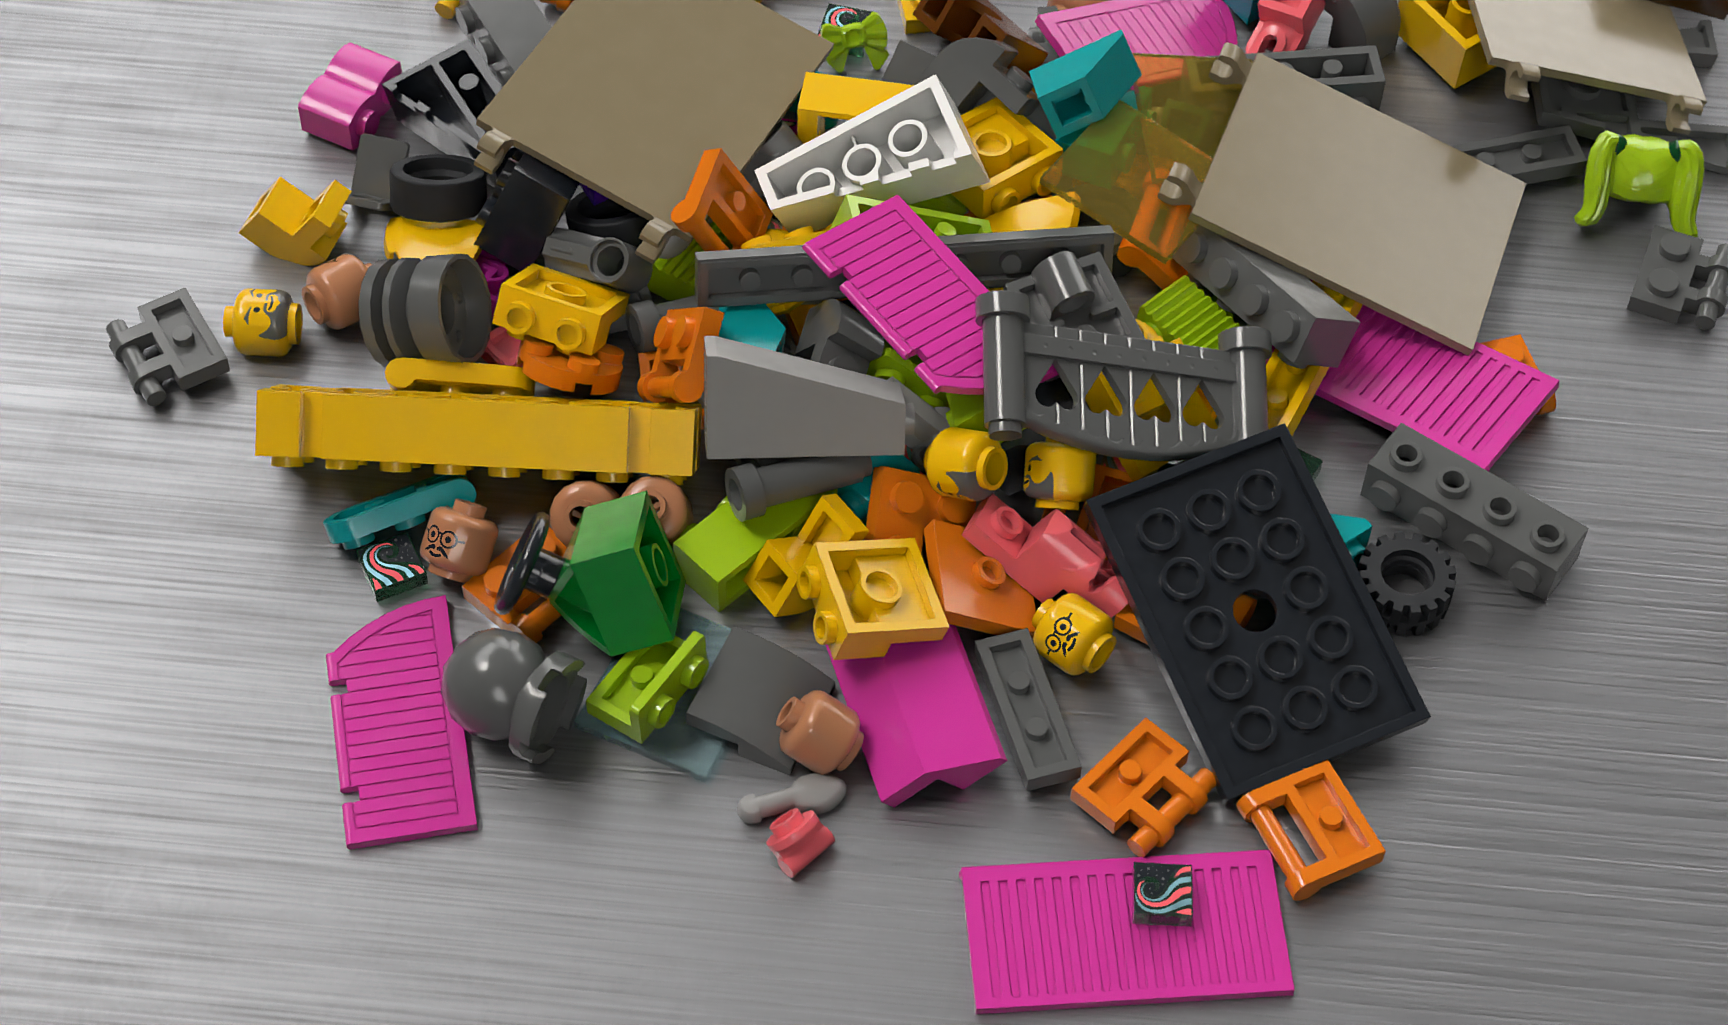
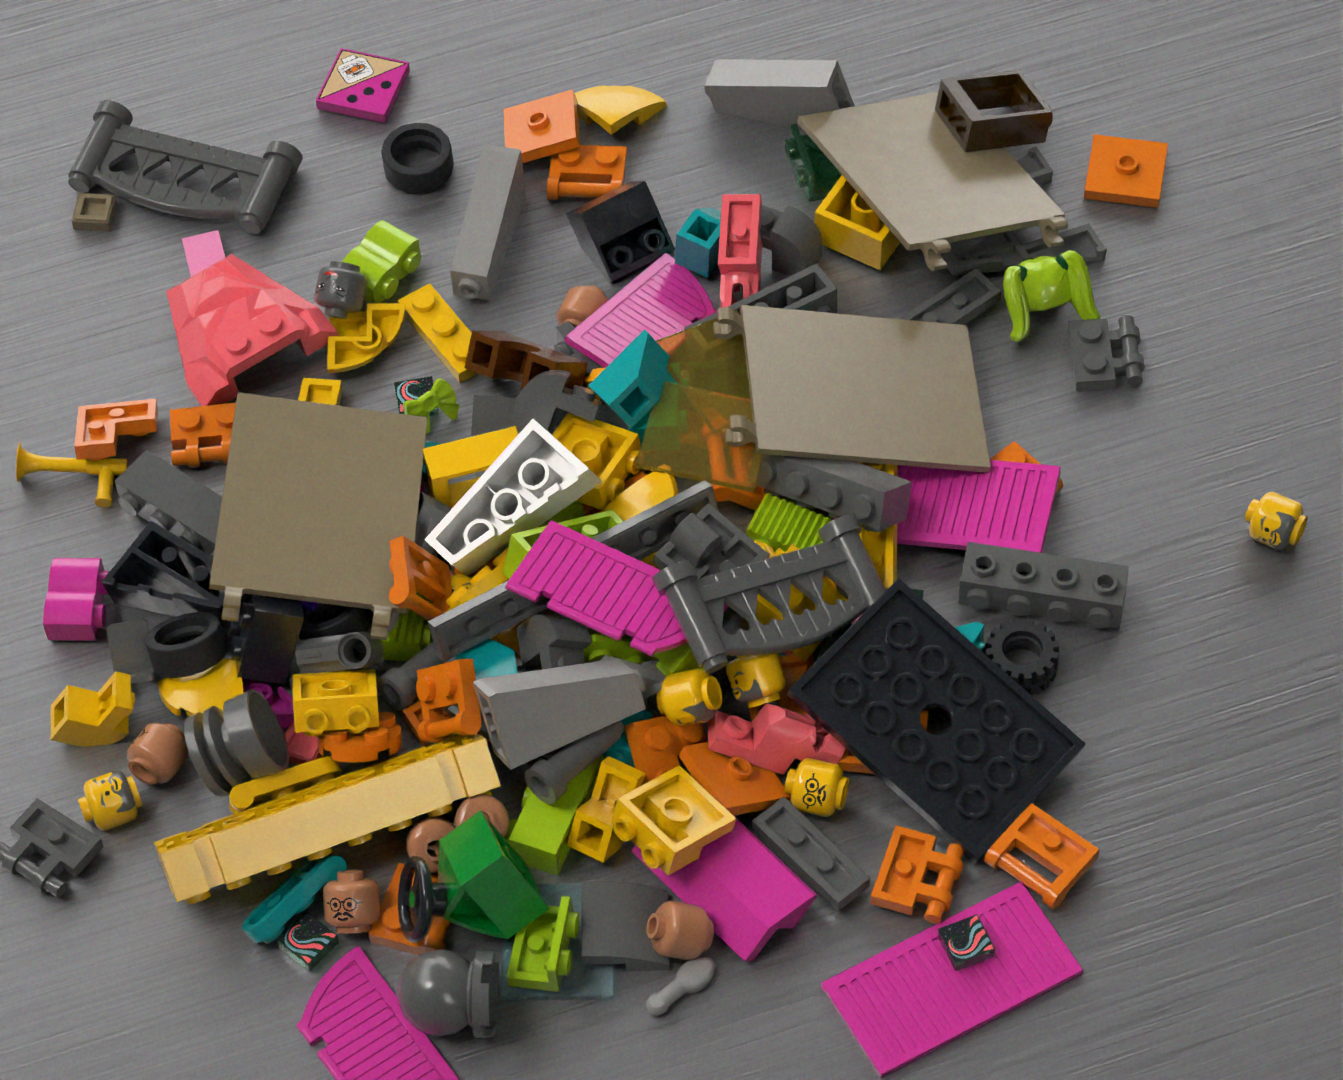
camera: 20 degrees left, 0 degrees up
(798, 840) = (701, 1011): coral plate -> none

